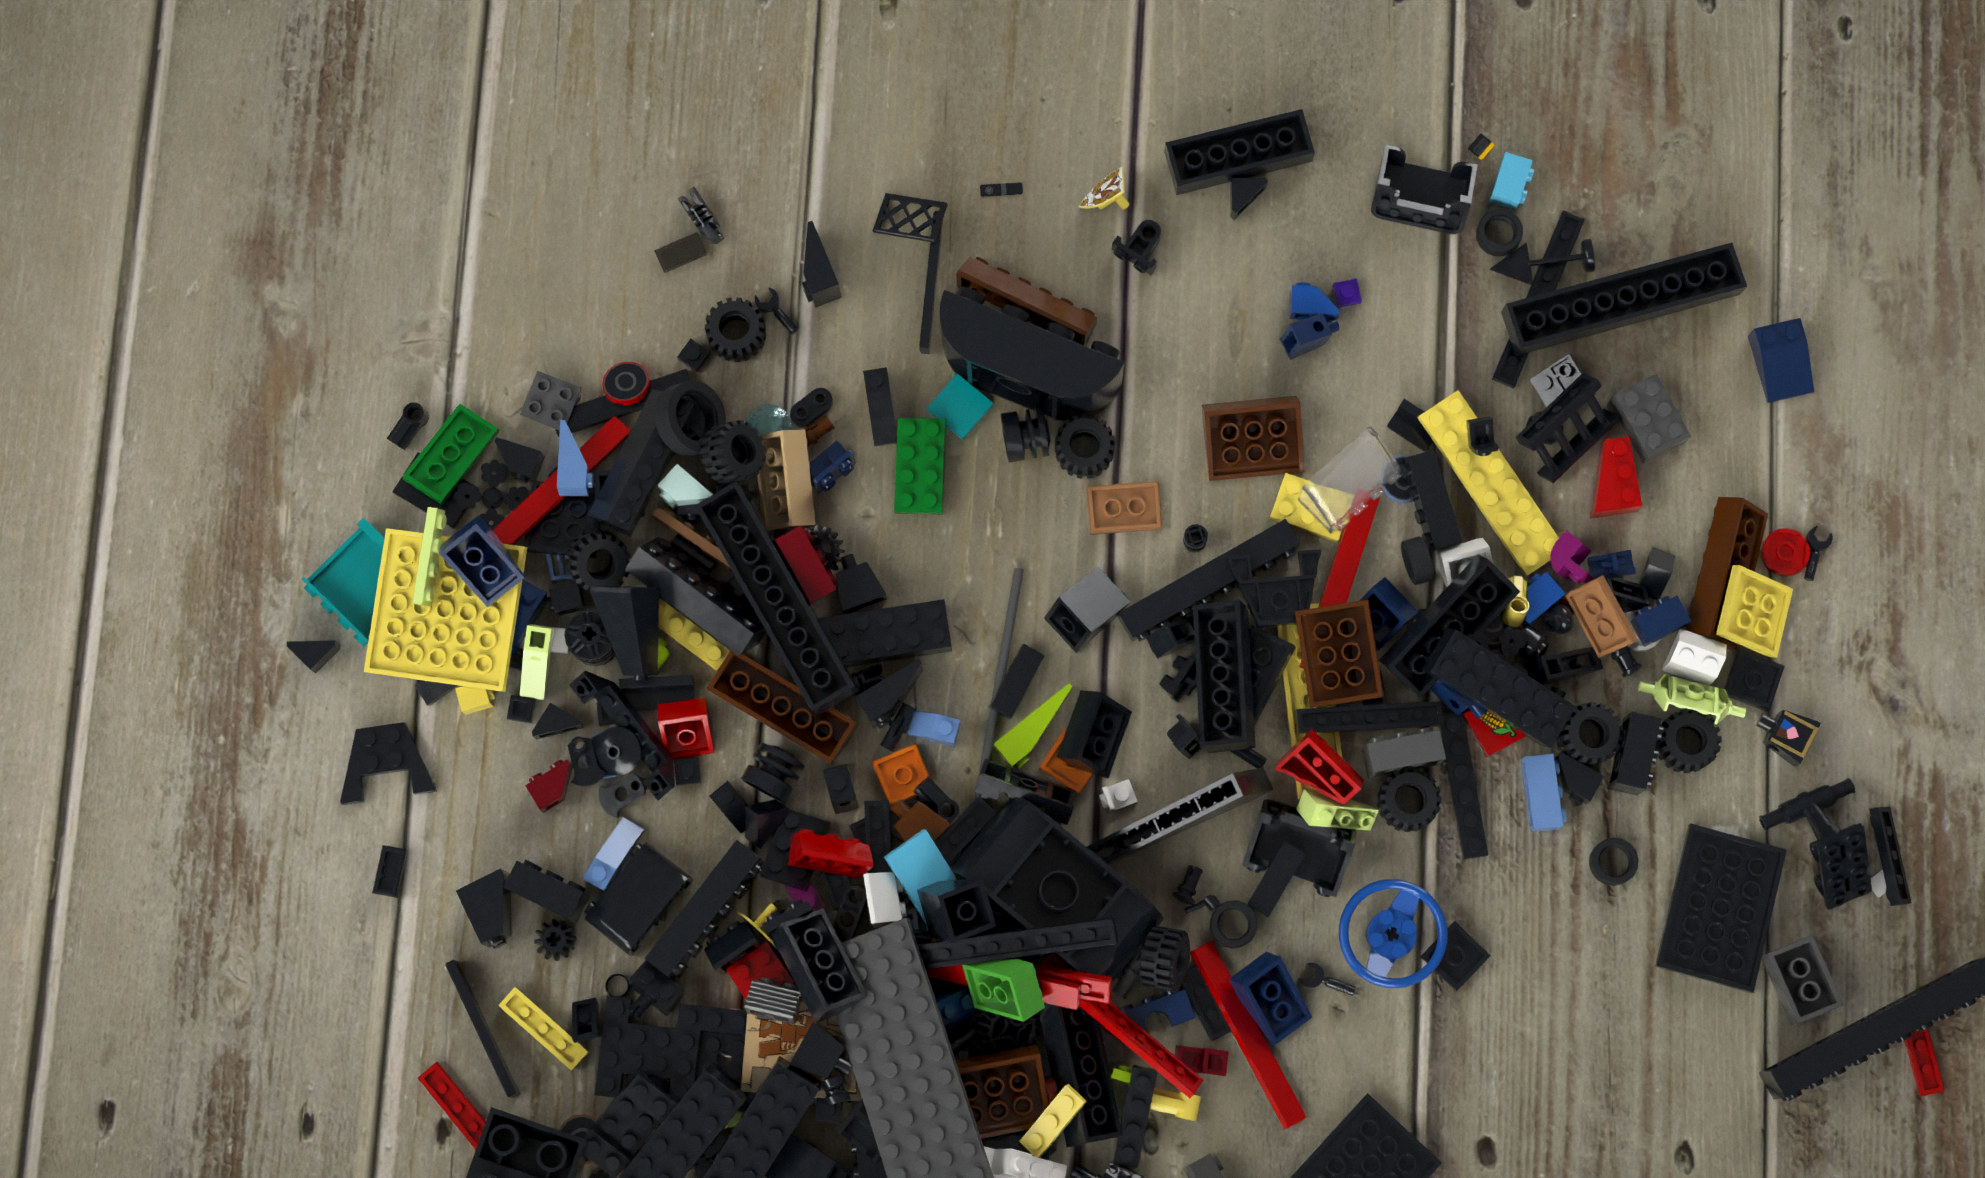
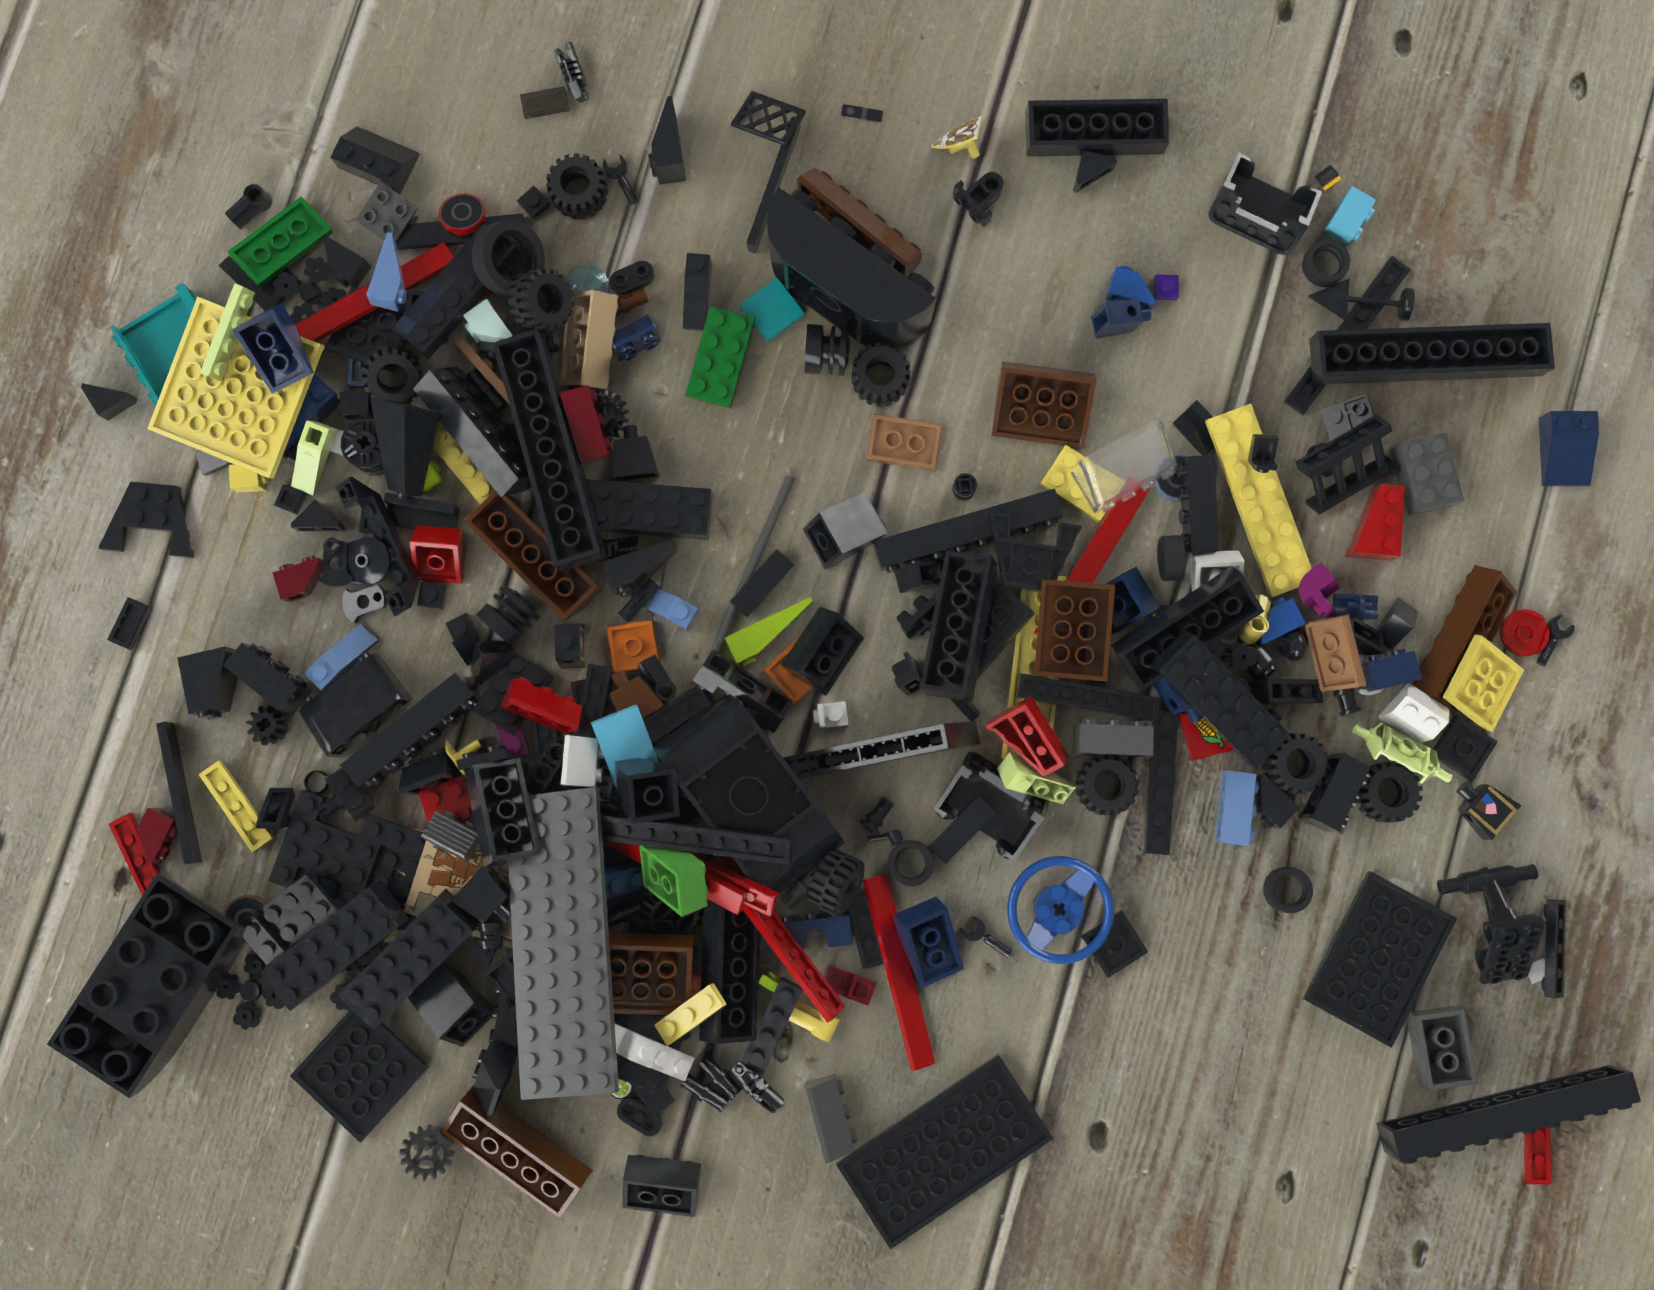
camera: 10 degrees right, 5 degrees up
(470, 1074) = (156, 834): none -> dark red slope
(524, 348) = (374, 158): none -> black slope

